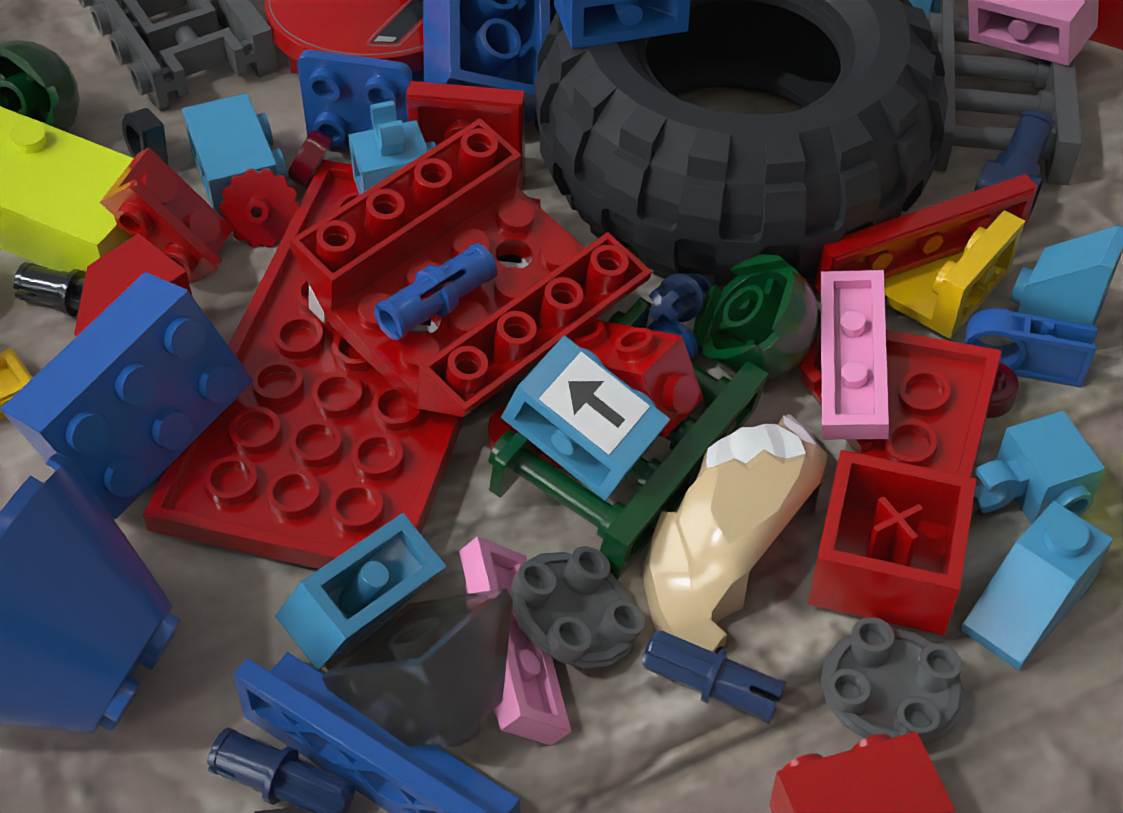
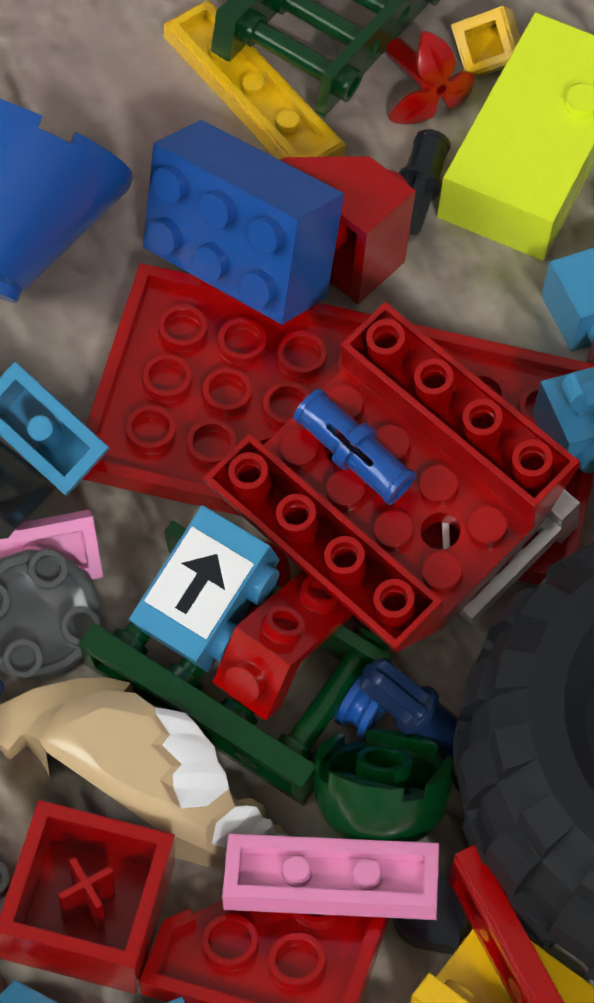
camera: 85 degrees right, 10 degrees up
(168, 214) = (494, 233): red bracket -> none
(259, 206) = (538, 316): red piece -> none

